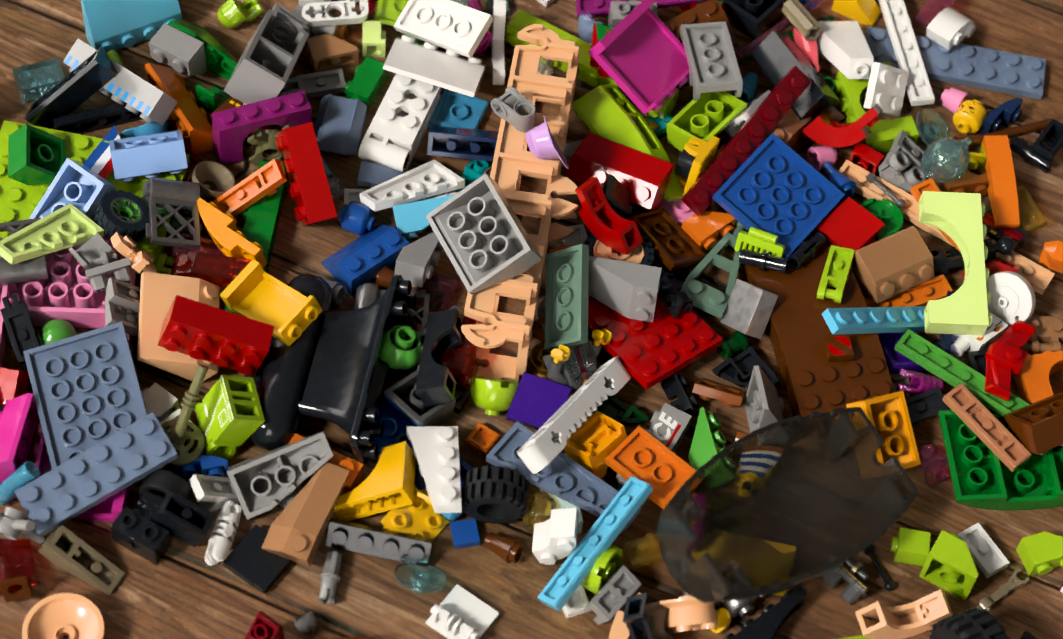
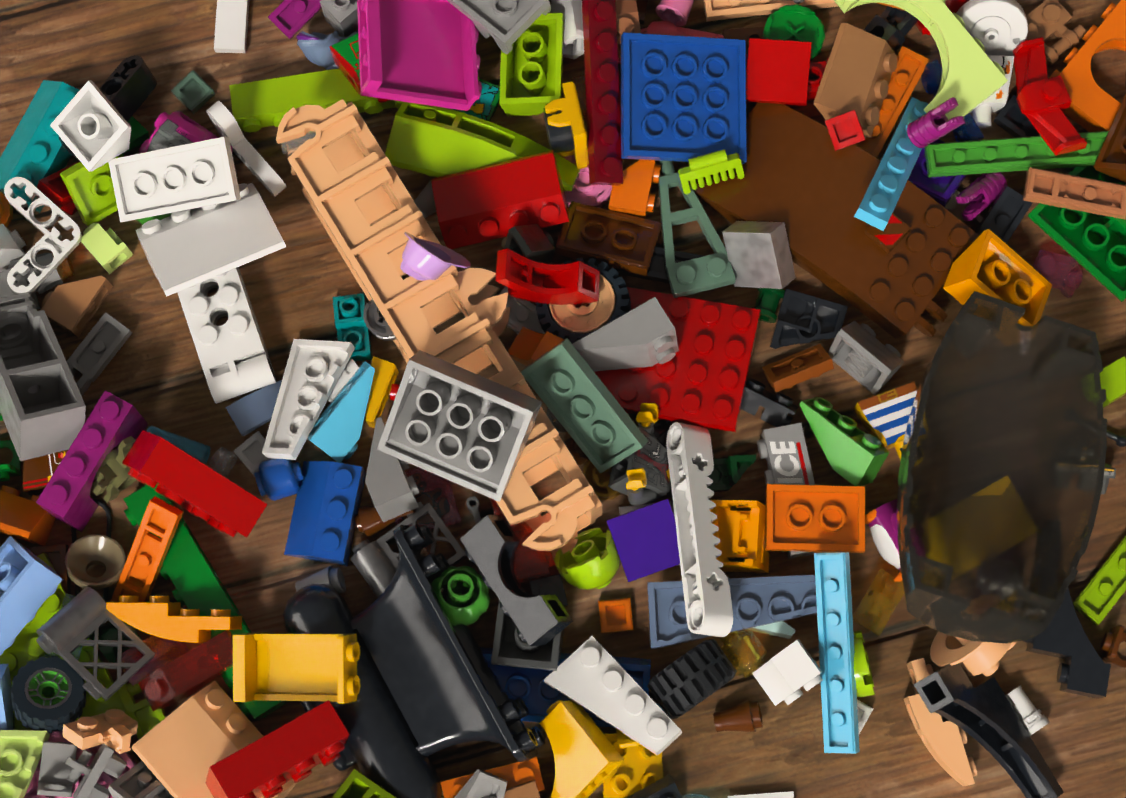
camera: 30 degrees left, 20 degrees up
(340, 124) = (163, 383): sand blue slope -> none
(367, 82) = (147, 308): green brick -> none
(459, 111) = (276, 270): dark azure tile -> none
(461, 143) = (311, 297): dark blue brick -> none
(464, 533) = (692, 734): blue tile -> none
(515, 109) = (352, 242): light grey piece -> none
(613, 595) = (891, 683): light grey hinge -> none
(670, 295) = (682, 309): black hinge -> none
(764, 261) = (709, 193): black pin -> none
(814, 243) = (758, 136): black pin -> none
(835, 273) = (813, 143): lime plate -> none
(841, 181) = (723, 24): blue cone -> none
(861, 277) = (845, 129): none -> red plate
(920, 312) = (934, 124): none -> magenta hinge

